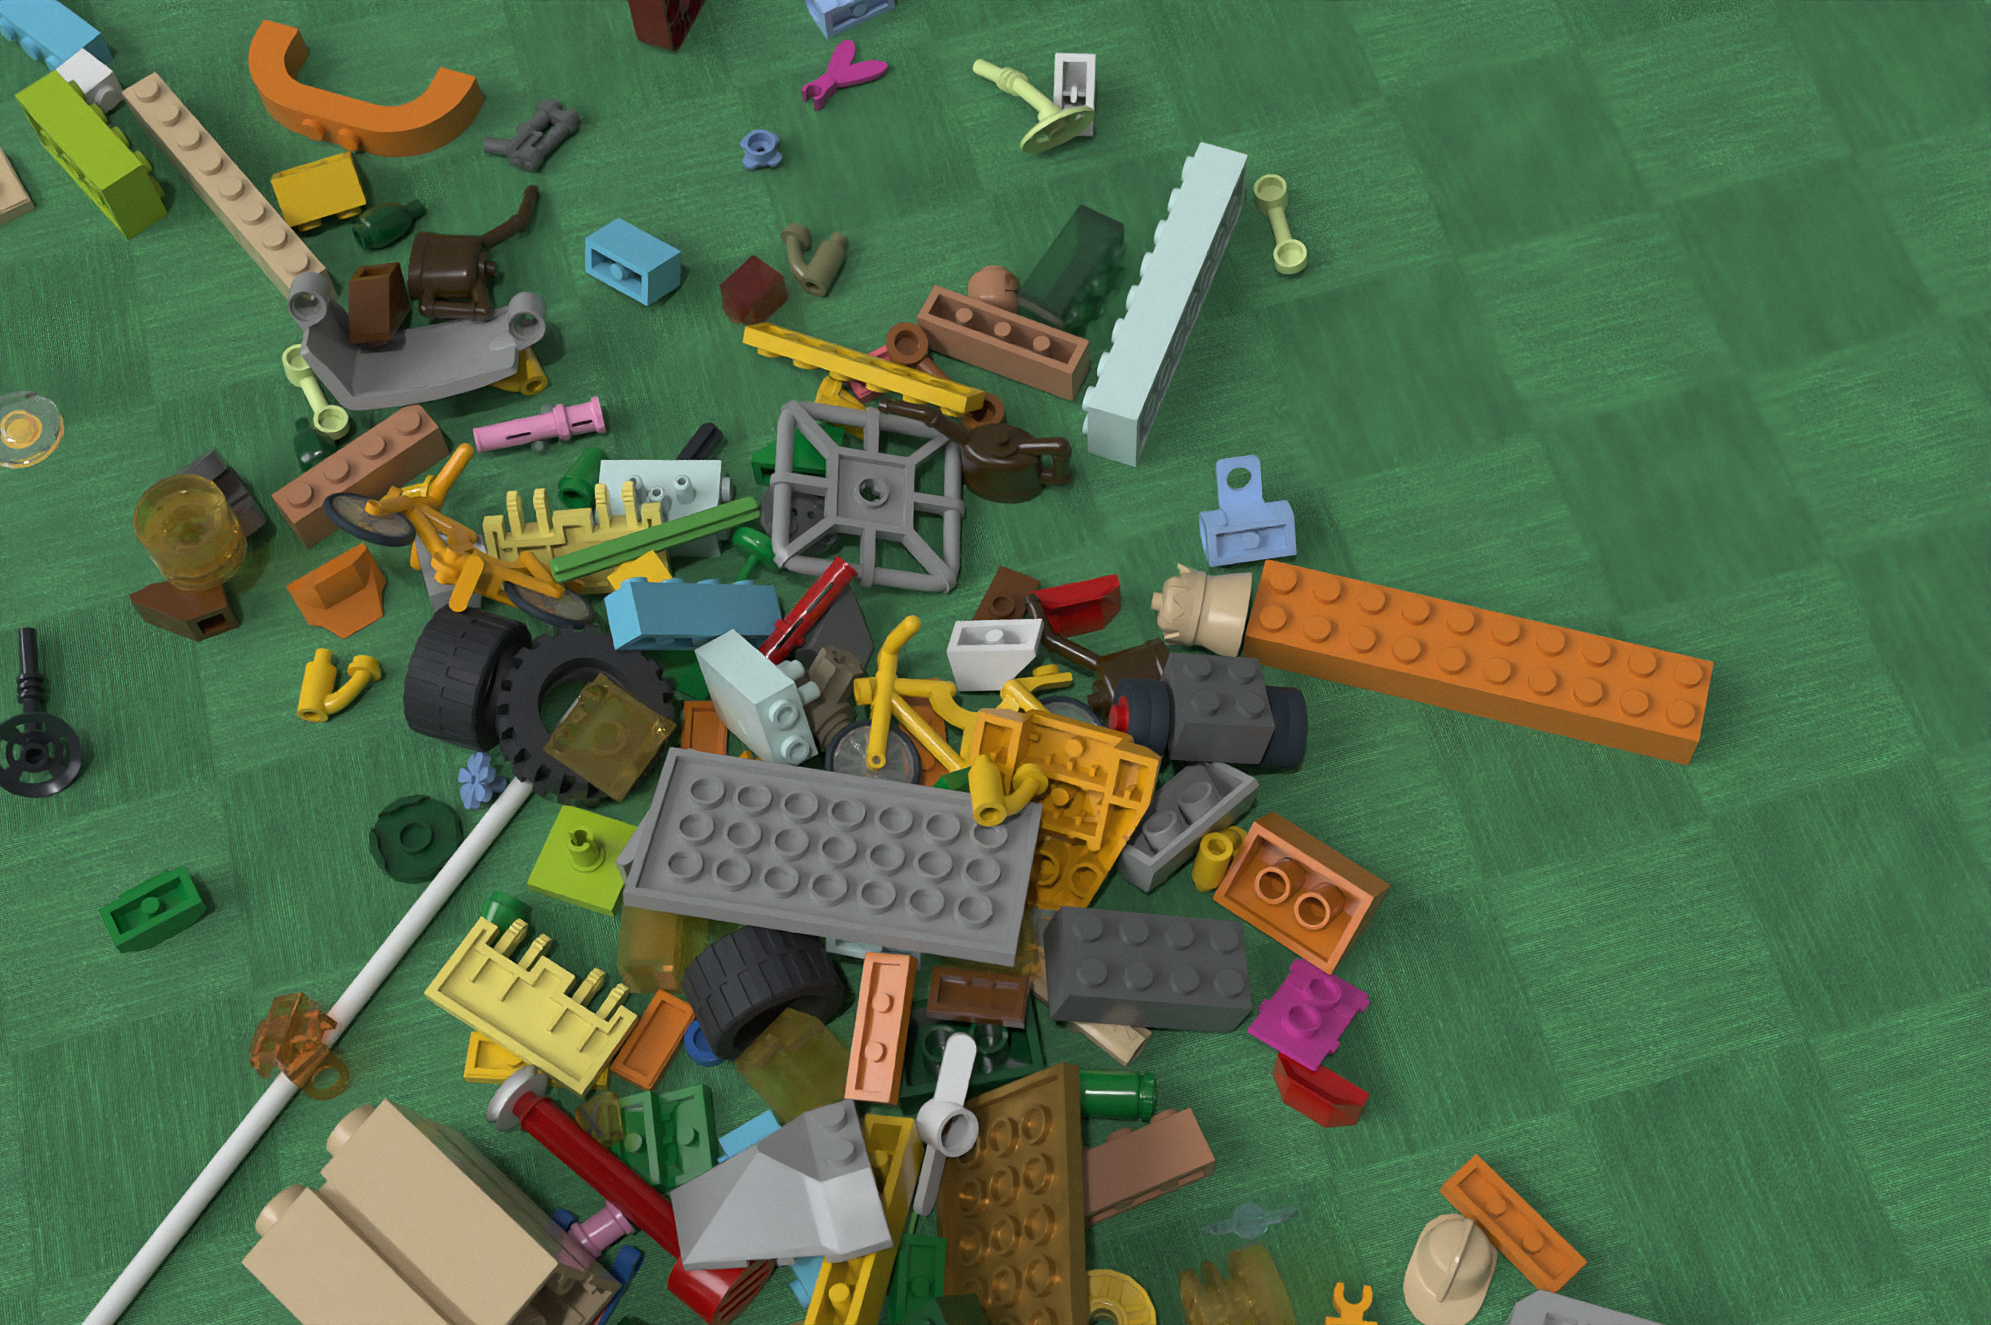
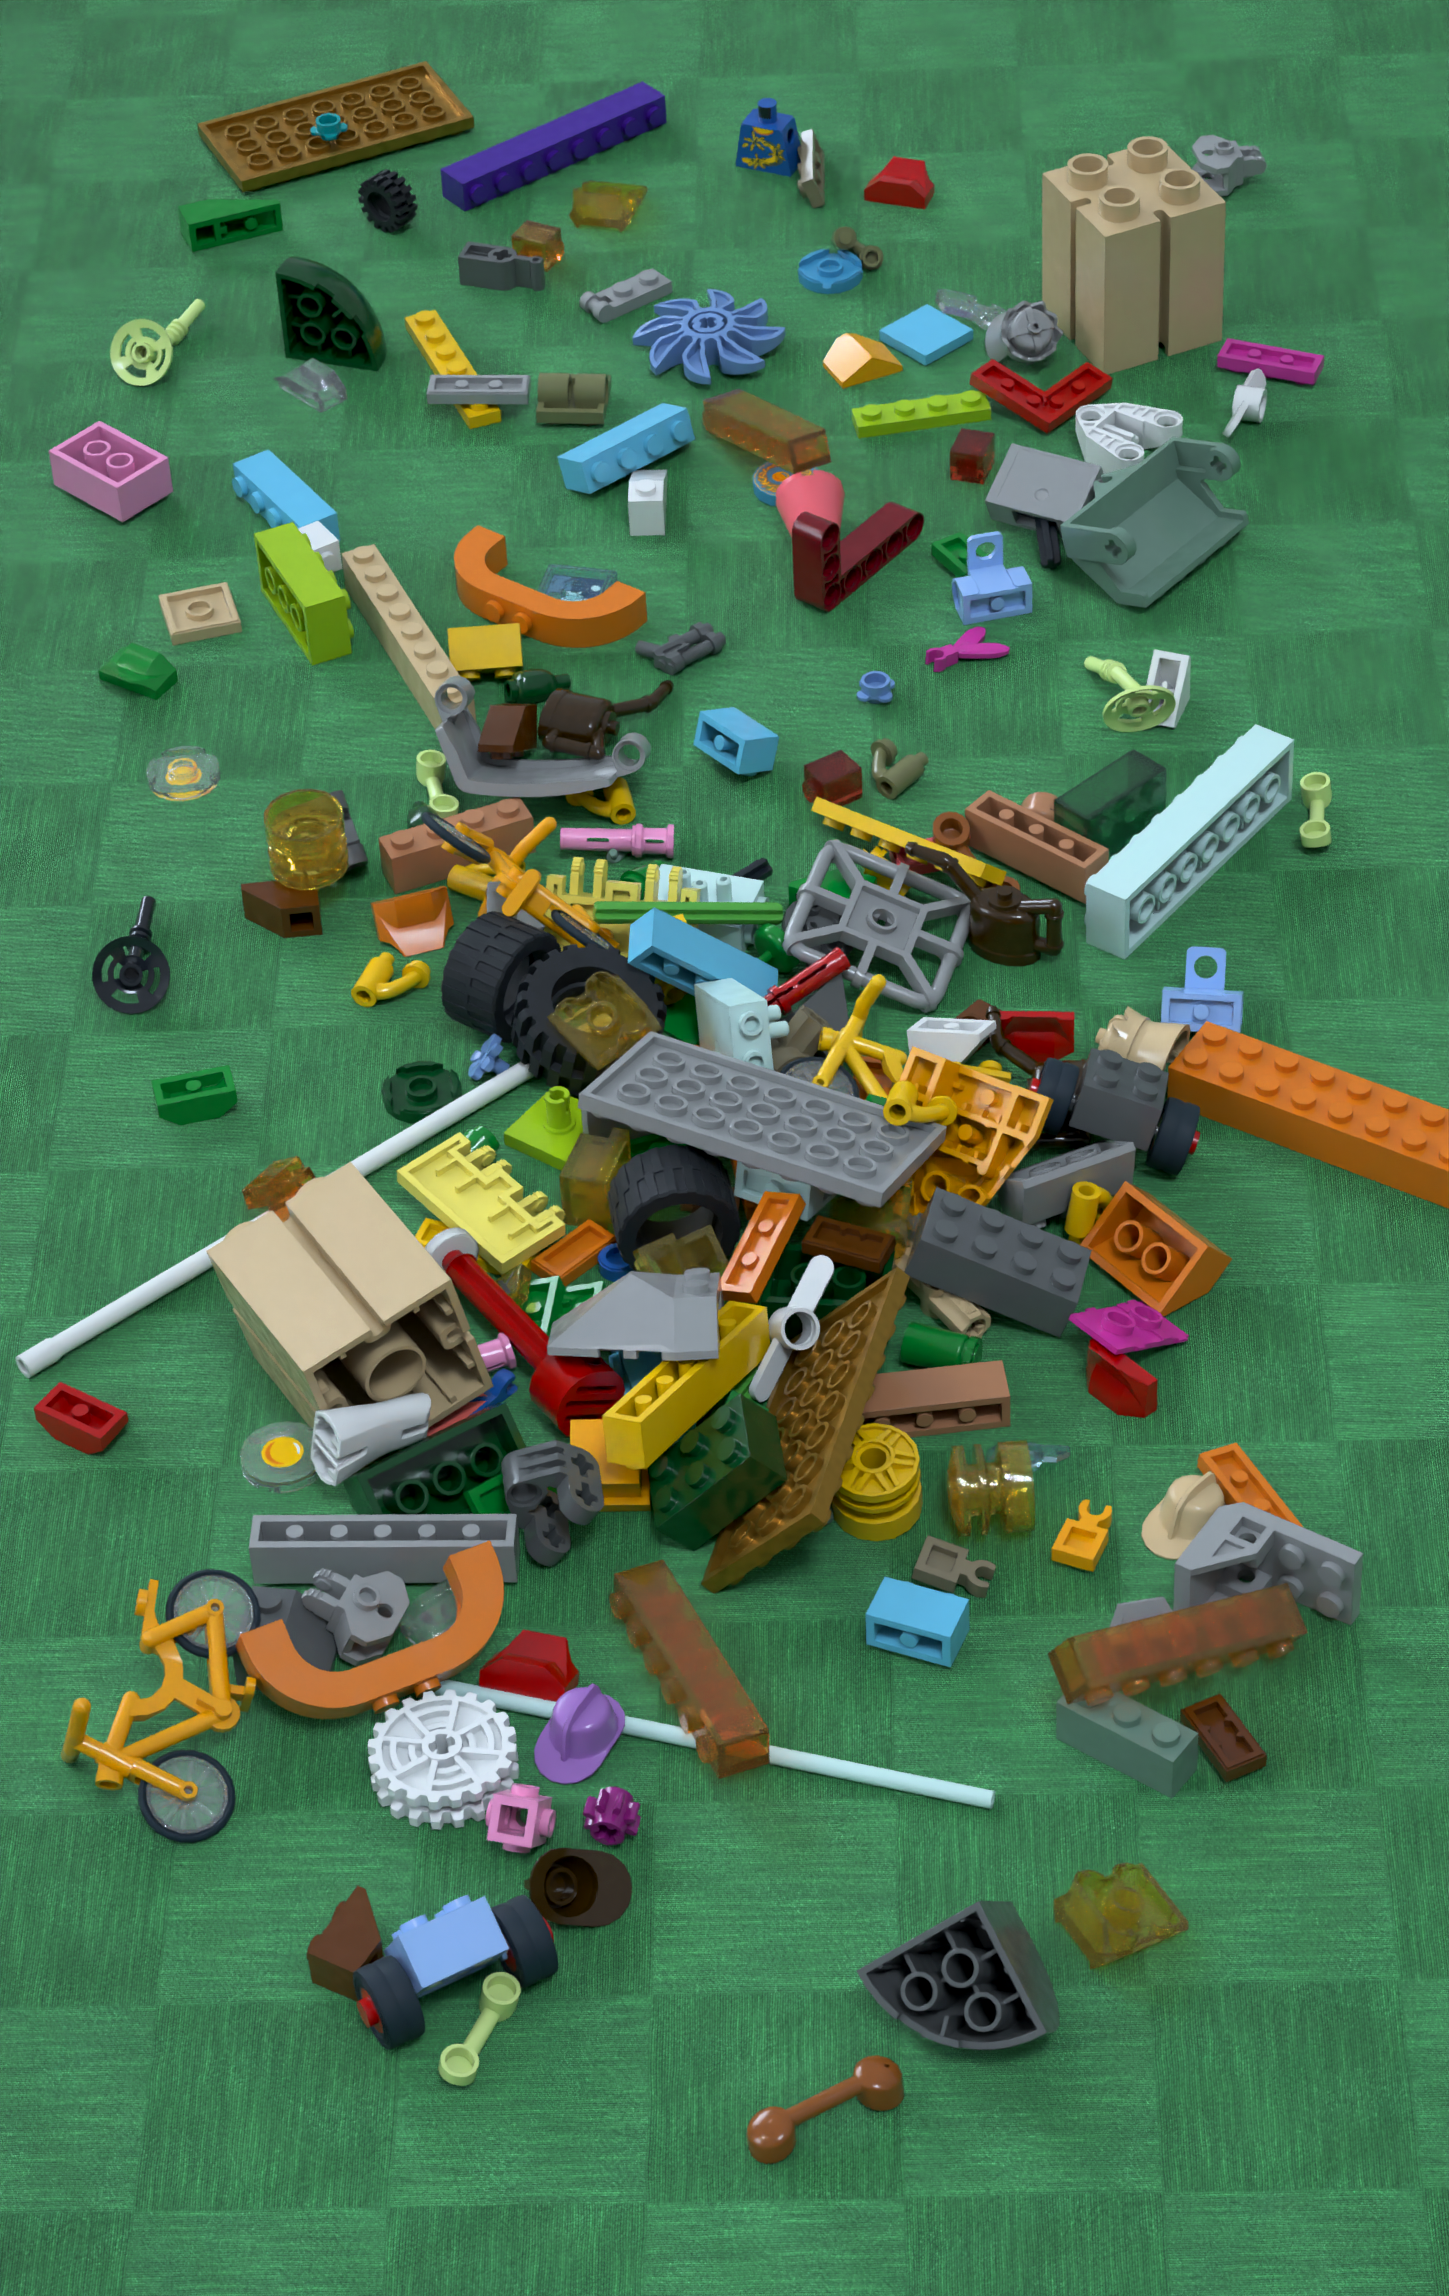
camera: 15 degrees right, 20 degrees down
(393, 74) = (575, 582): none -> clear light blue tile

